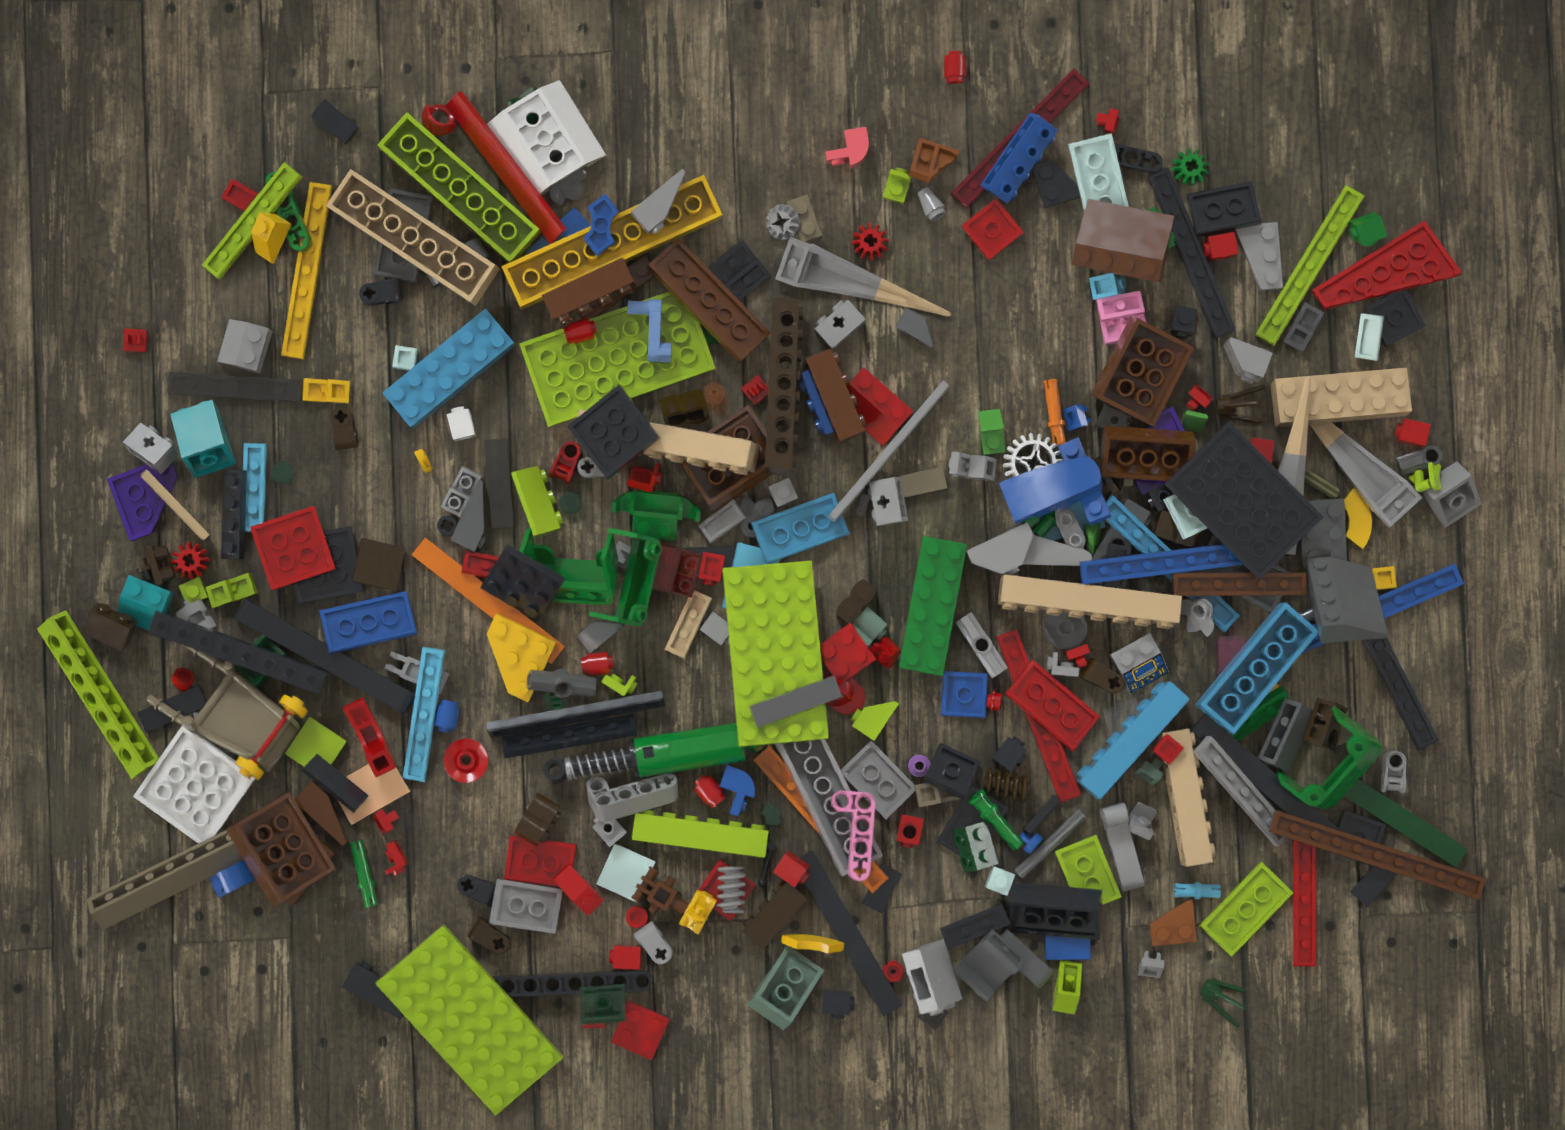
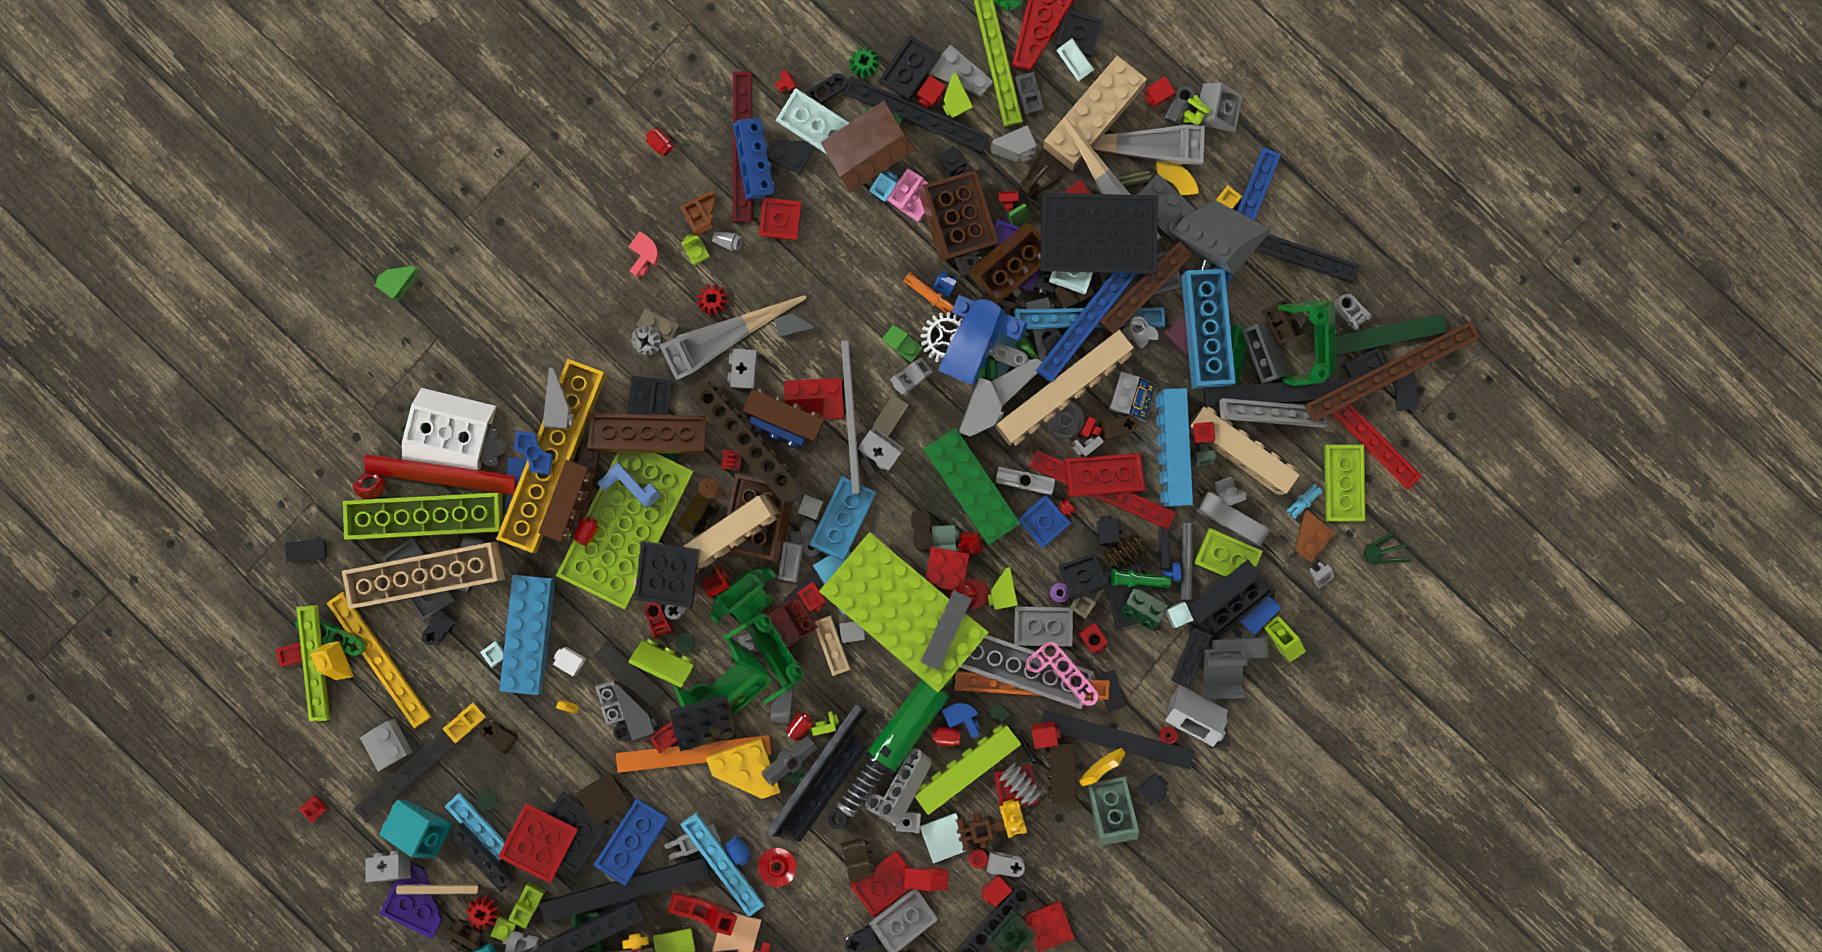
camera: 40 degrees left, 0 degrees up
(1238, 272) = (956, 98): none -> lime slope

